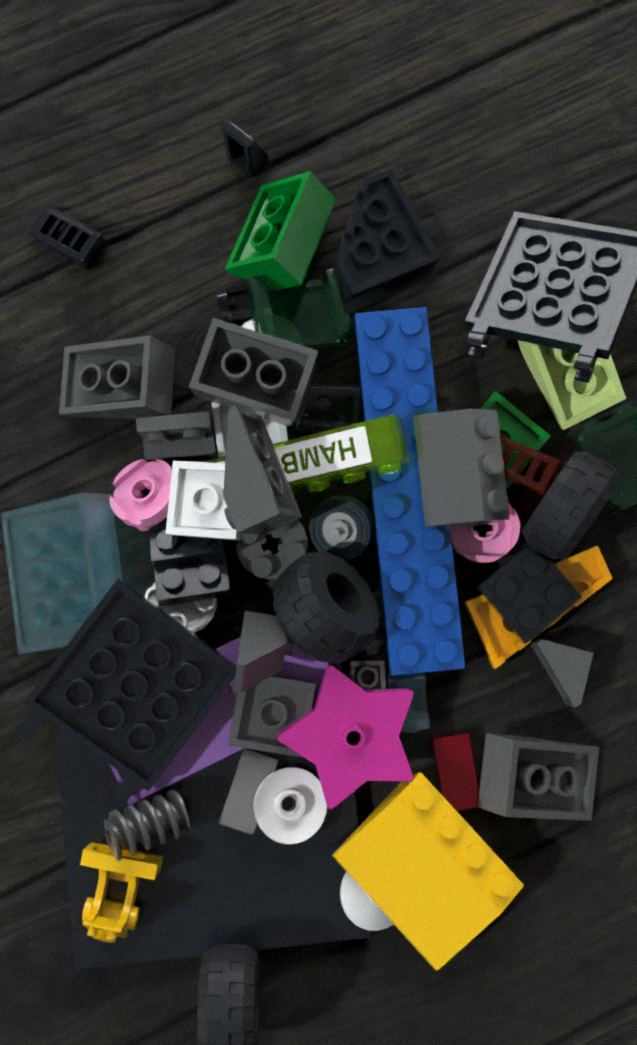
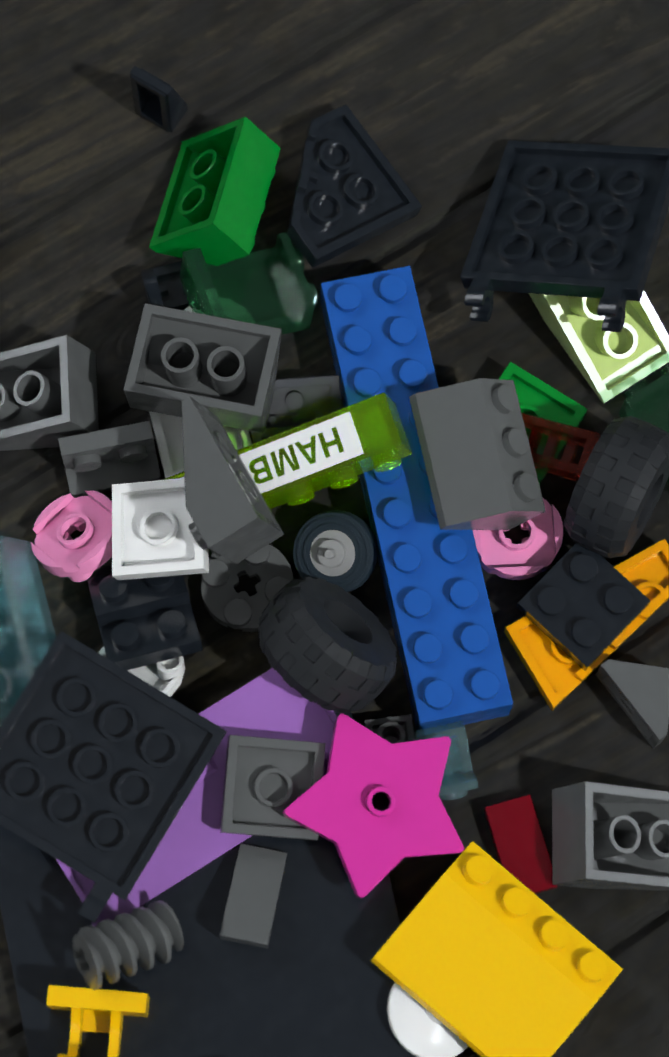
camera: 10 degrees left, 10 degrees down
(260, 650) = (251, 701): dark grey slope -> none
(302, 818) = (327, 890): white dish -> none

